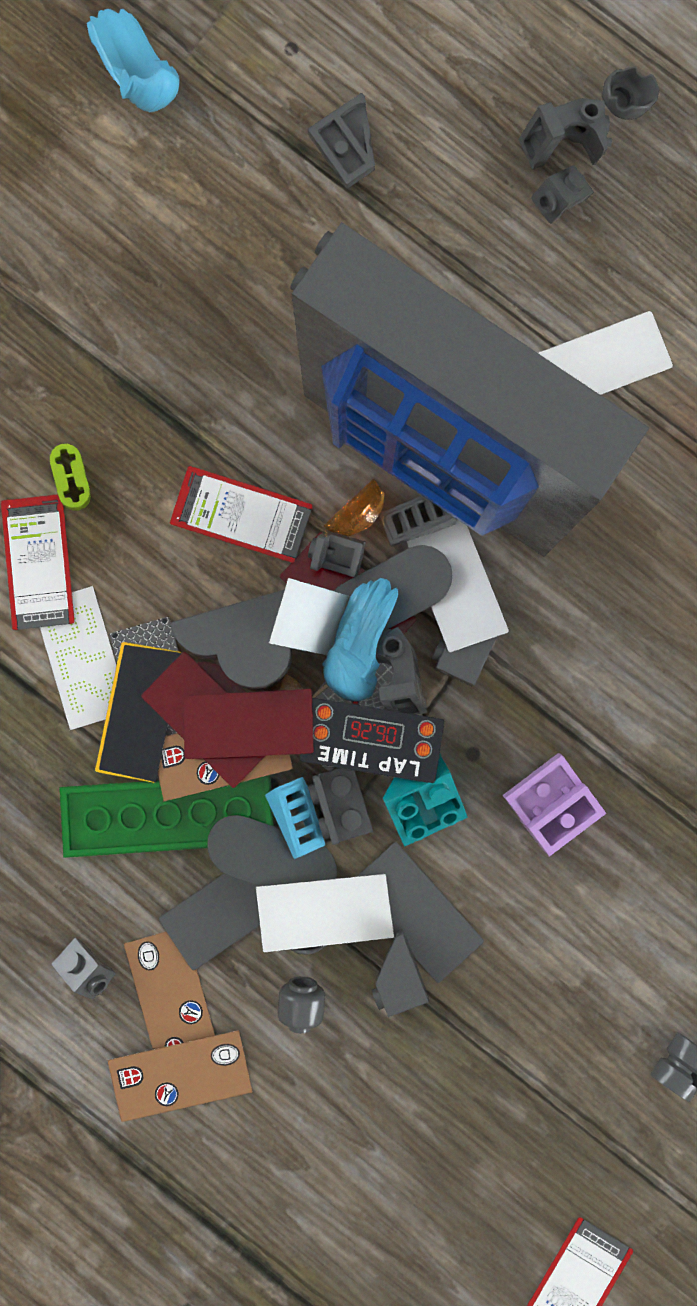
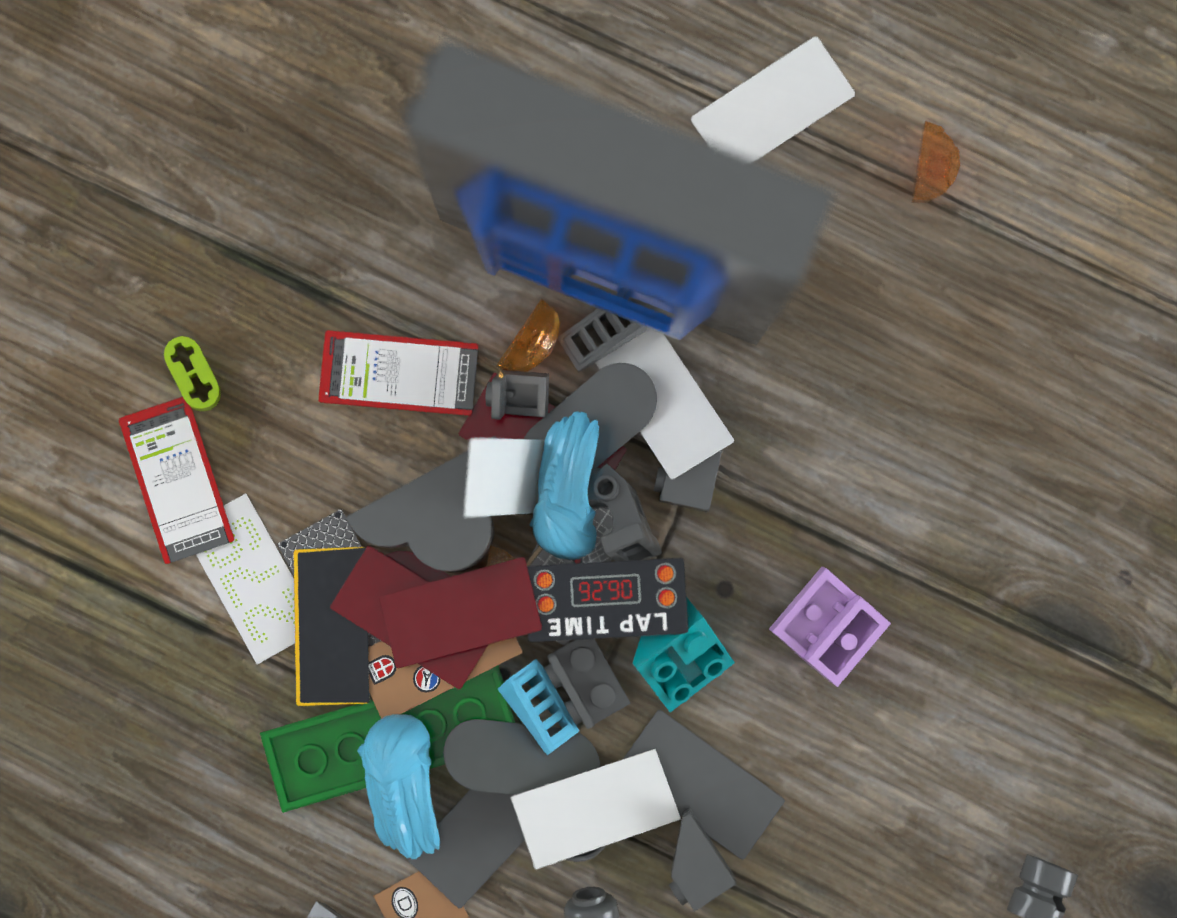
camera: 15 degrees left, 0 degrees up
(165, 855) = (399, 784): none -> medium azure hair

